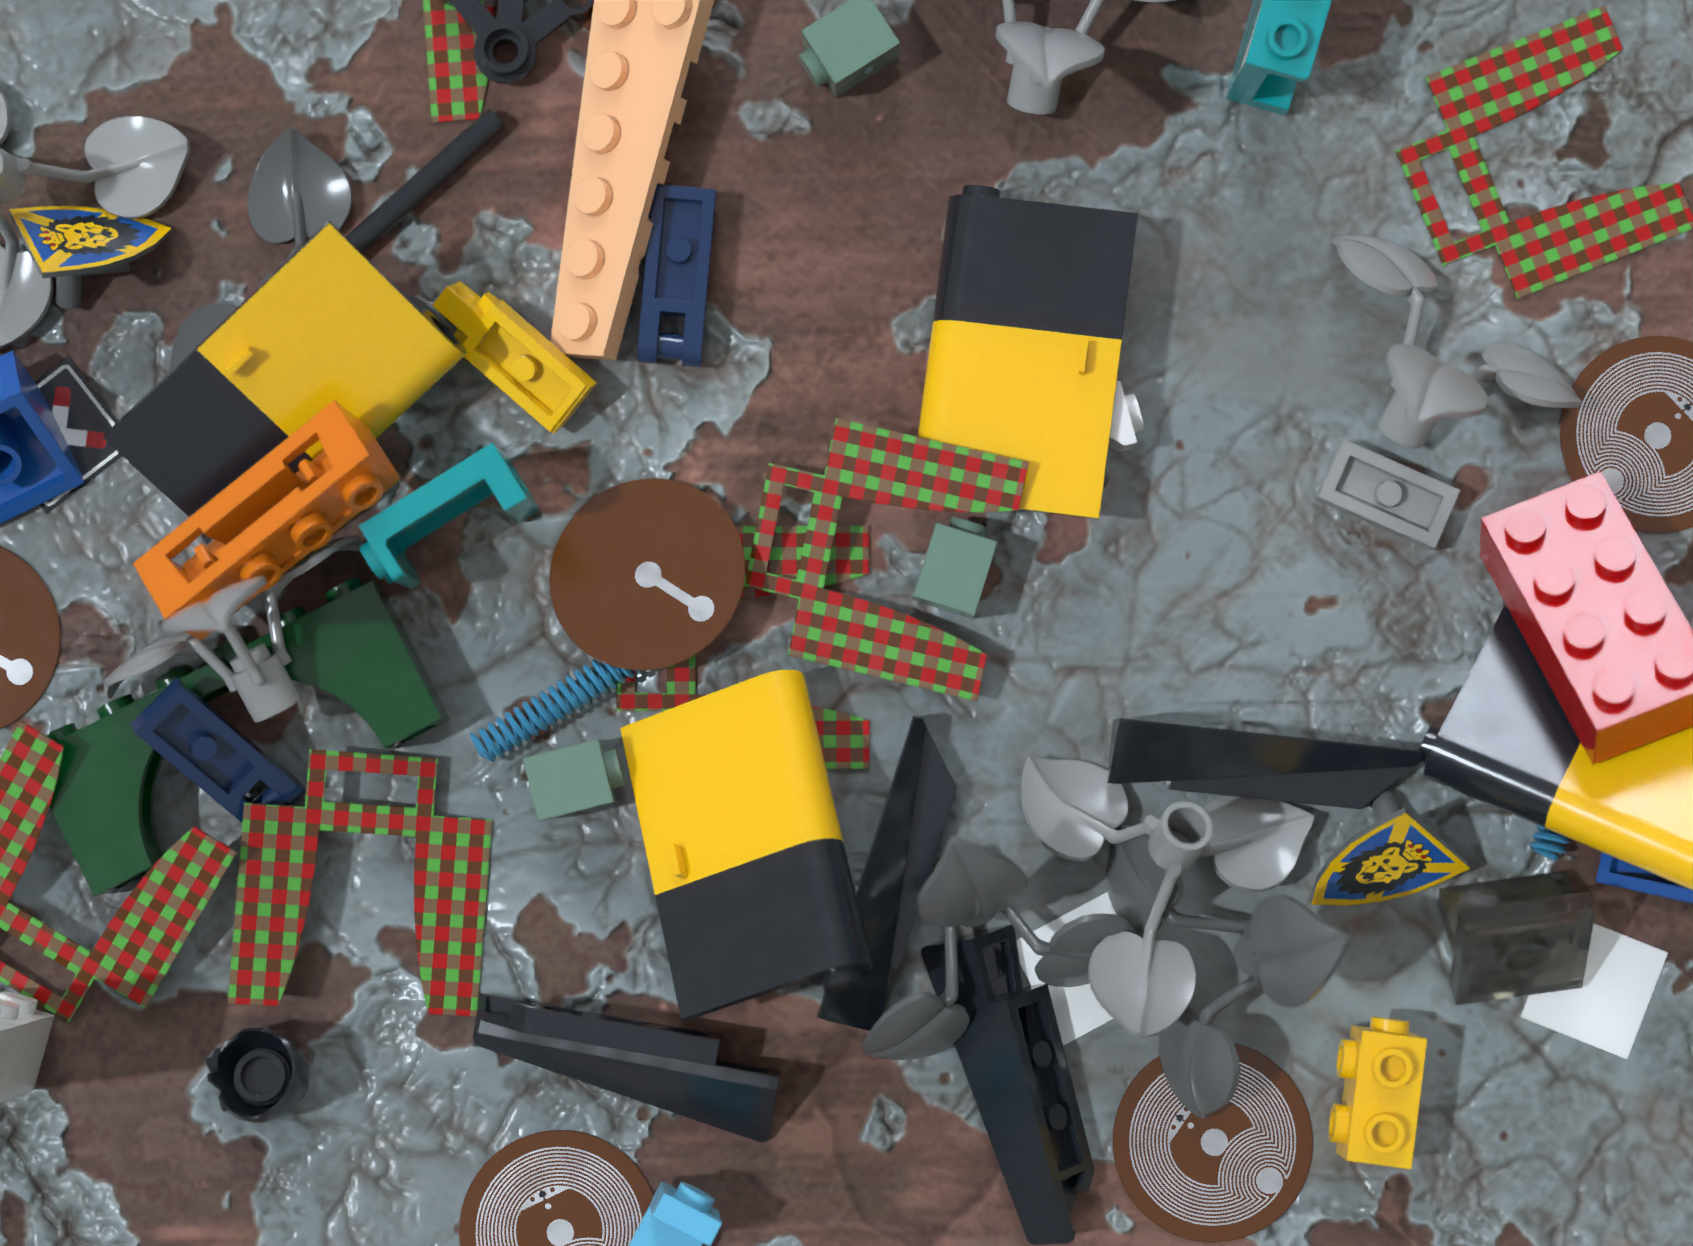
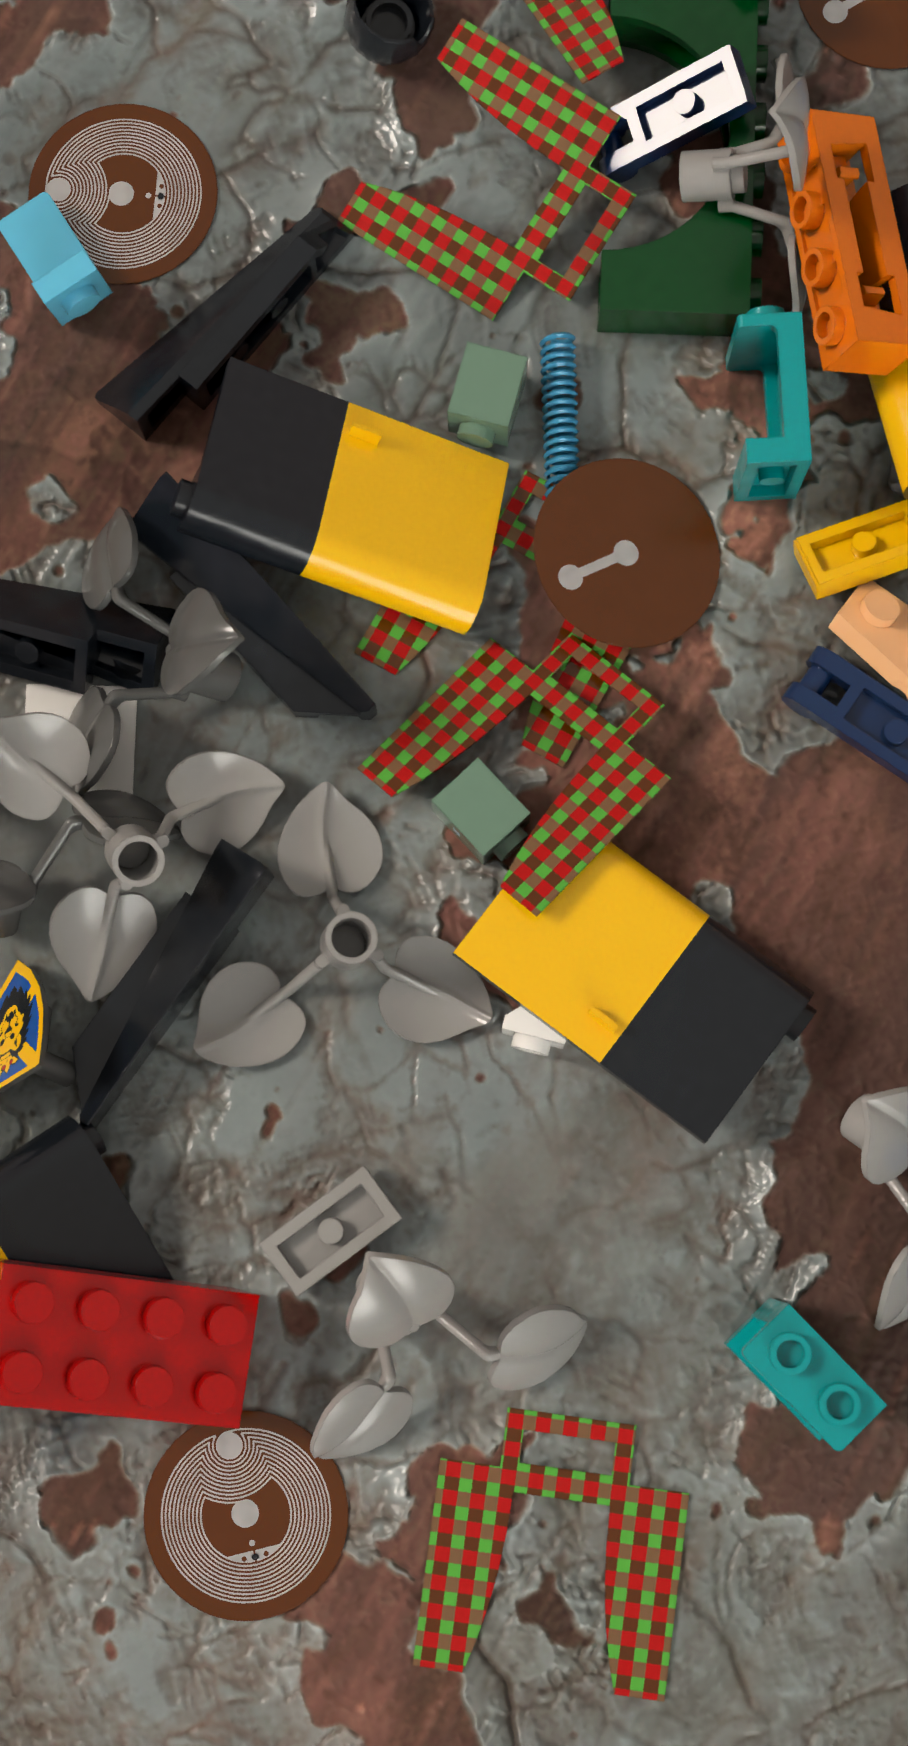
camera: 125 degrees right, 5 degrees down
(1141, 527) = (429, 992): none -> light grey plant

